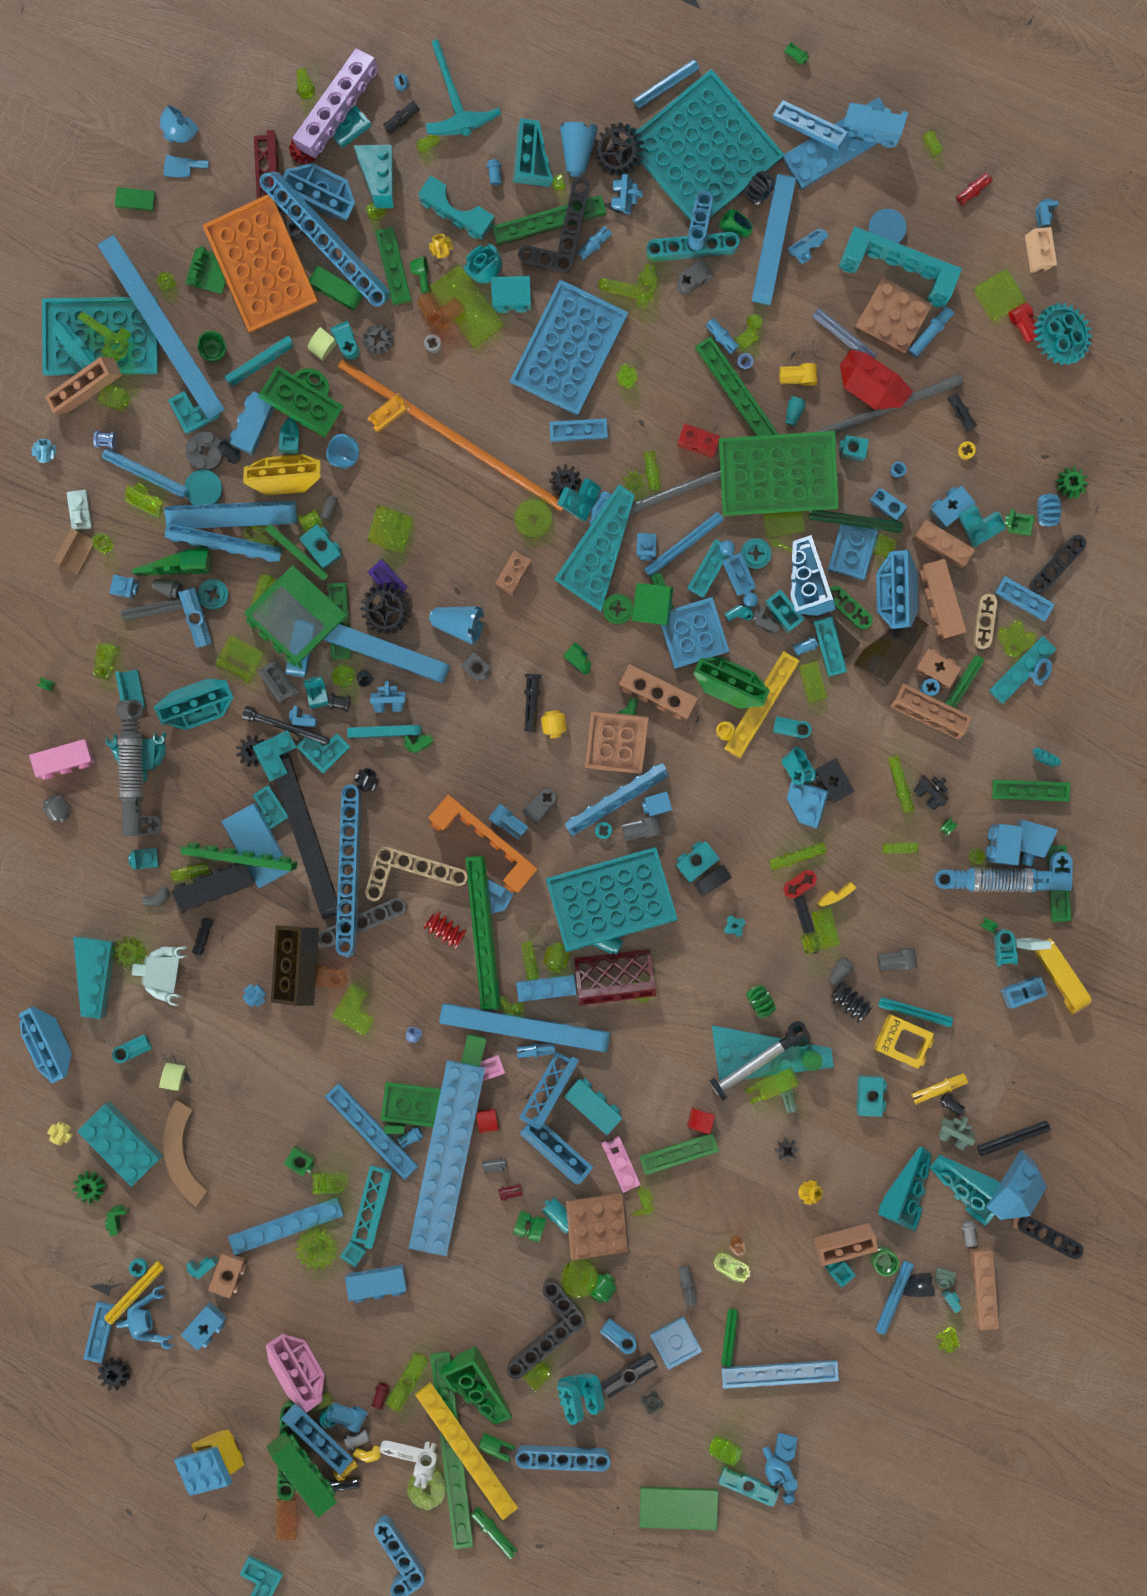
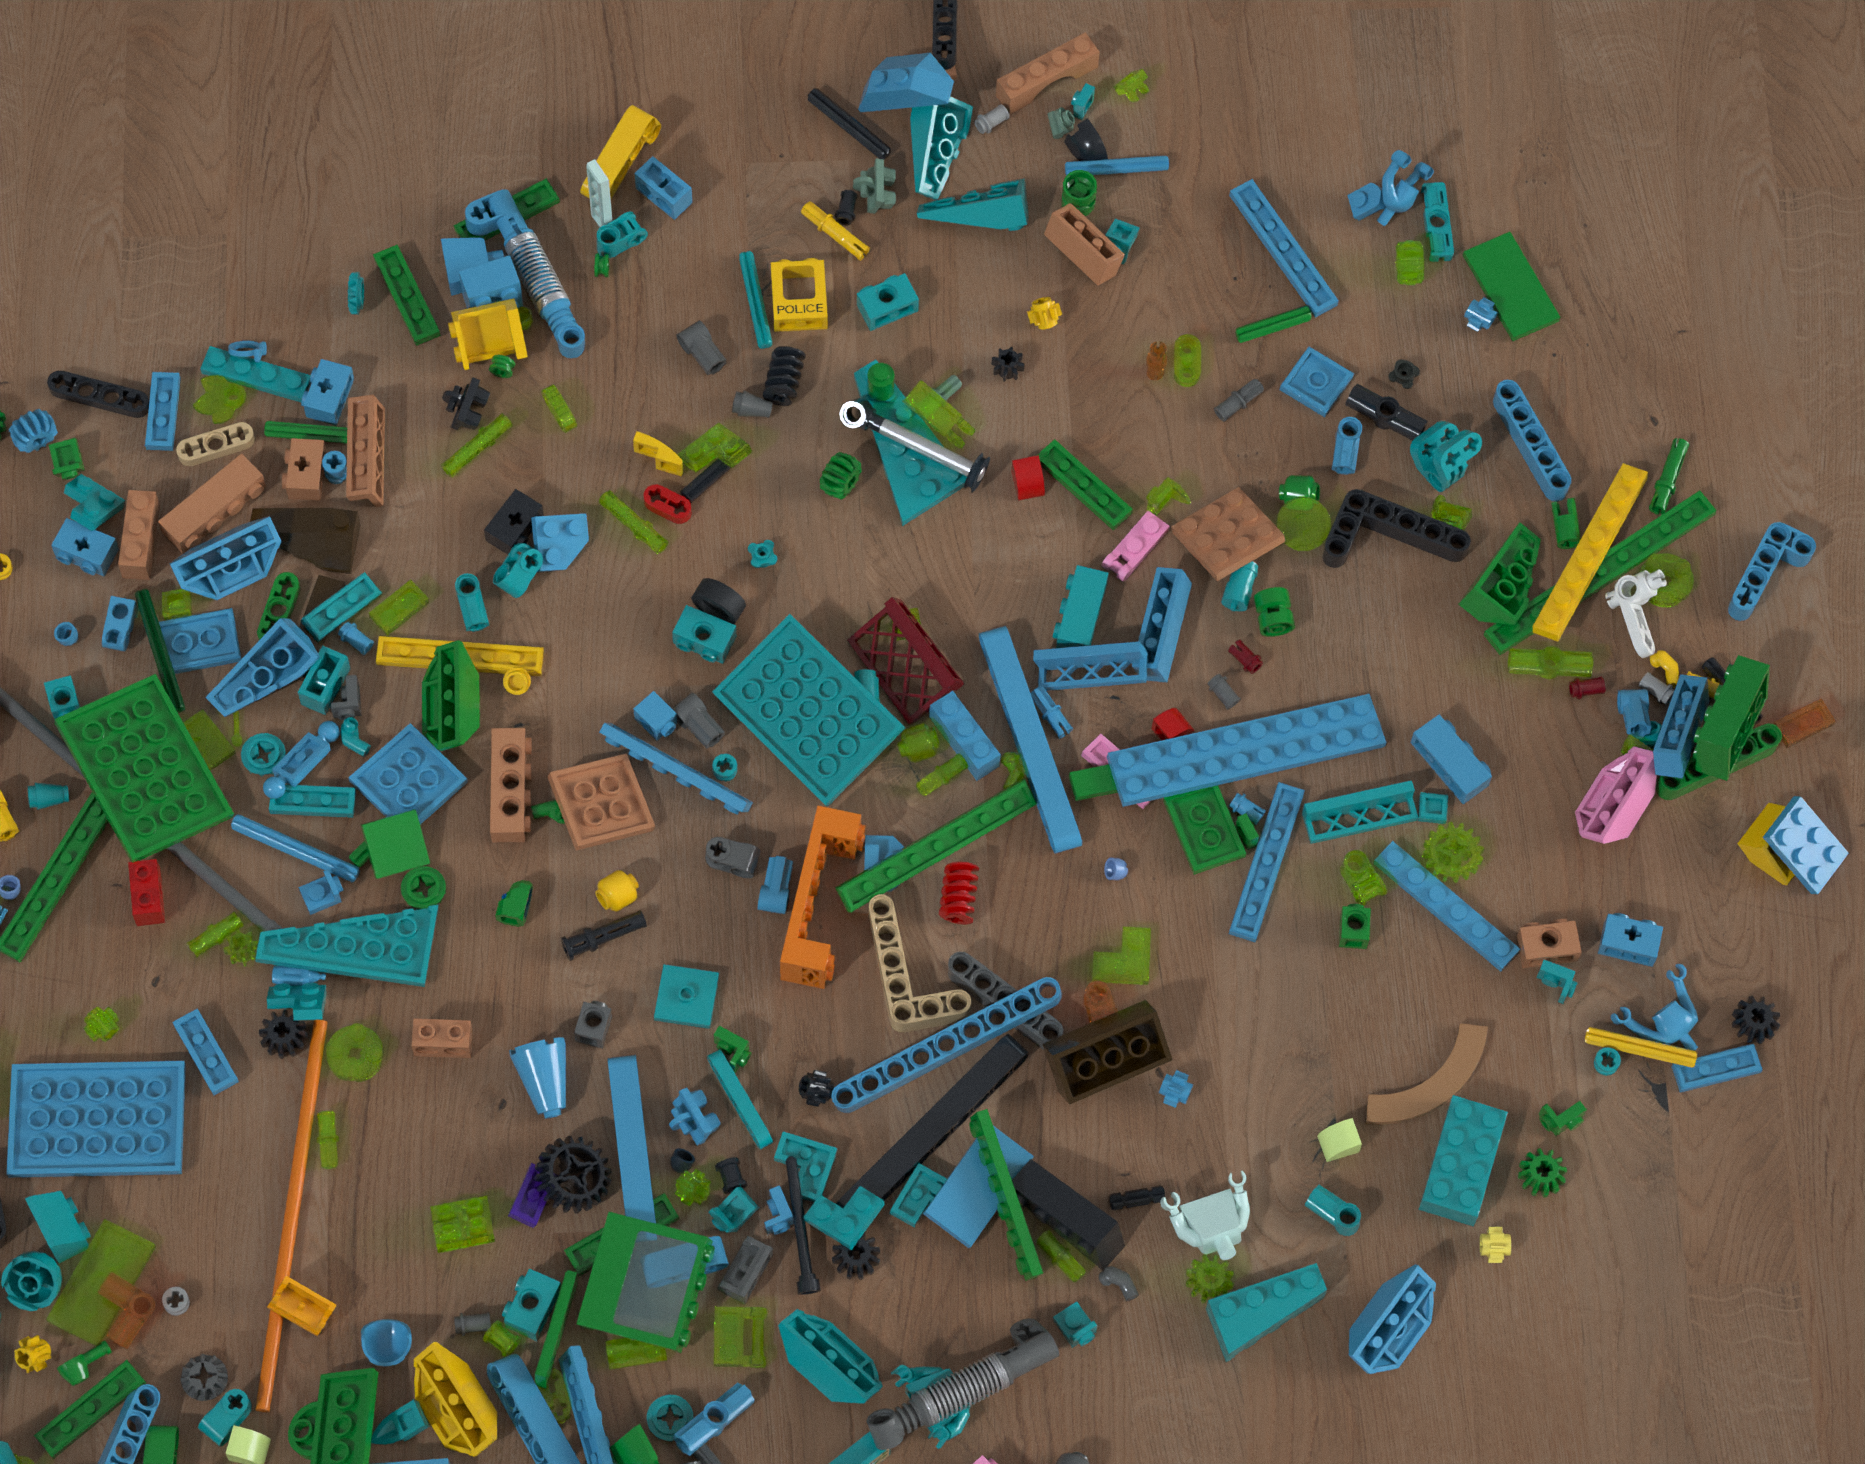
camera: 115 degrees left, 20 degrees down
(467, 733) = (686, 996): none -> teal plate
(485, 476) = (327, 1139): none -> clear neon green axle
(666, 1476) = (1480, 314): none -> dark azure gear
(974, 826) = (487, 332): none -> yellow panel
(975, 706) = (328, 391): none -> dark azure brick

